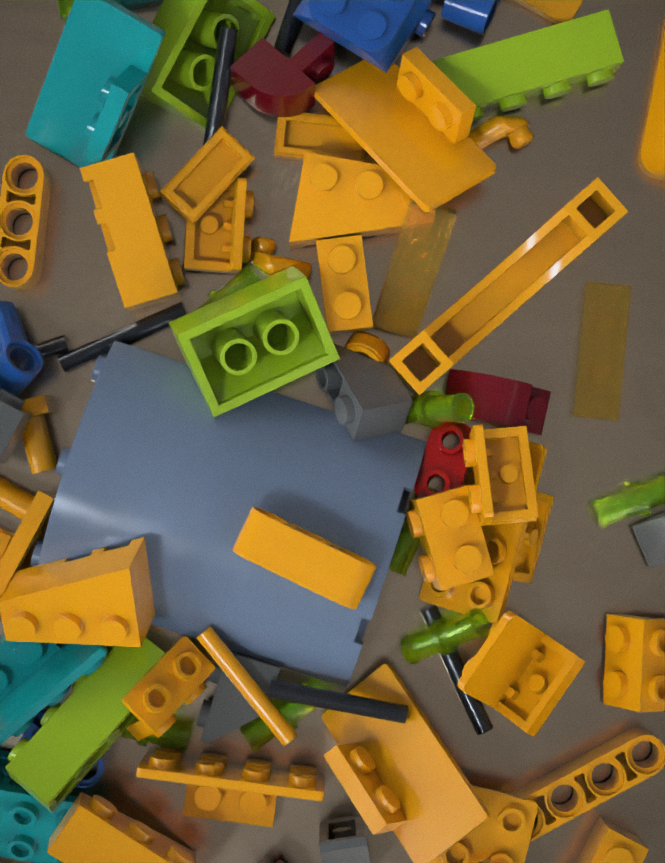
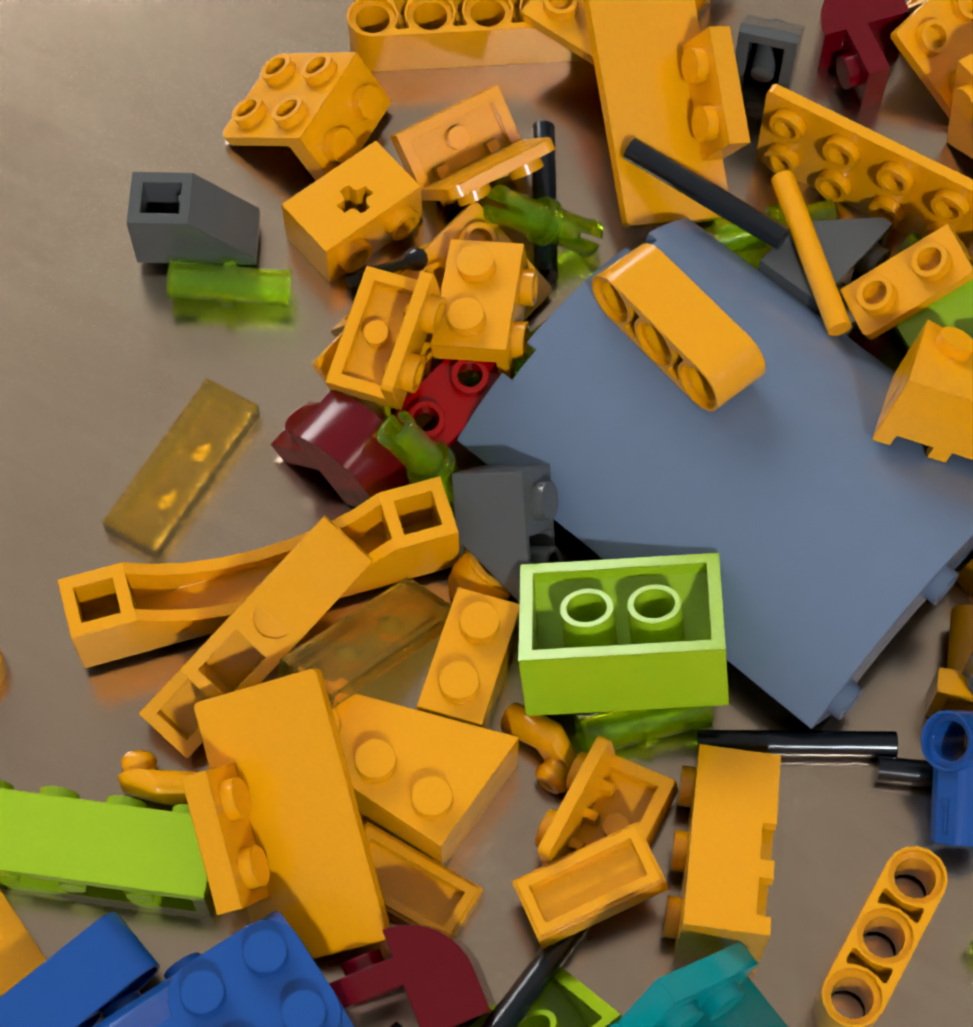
camera: 155 degrees left, 25 degrees down
(482, 240) = (259, 631): none -> light orange slope
(513, 550) = (414, 259): none -> black hinge
(585, 615) = (353, 212): none -> light orange brick

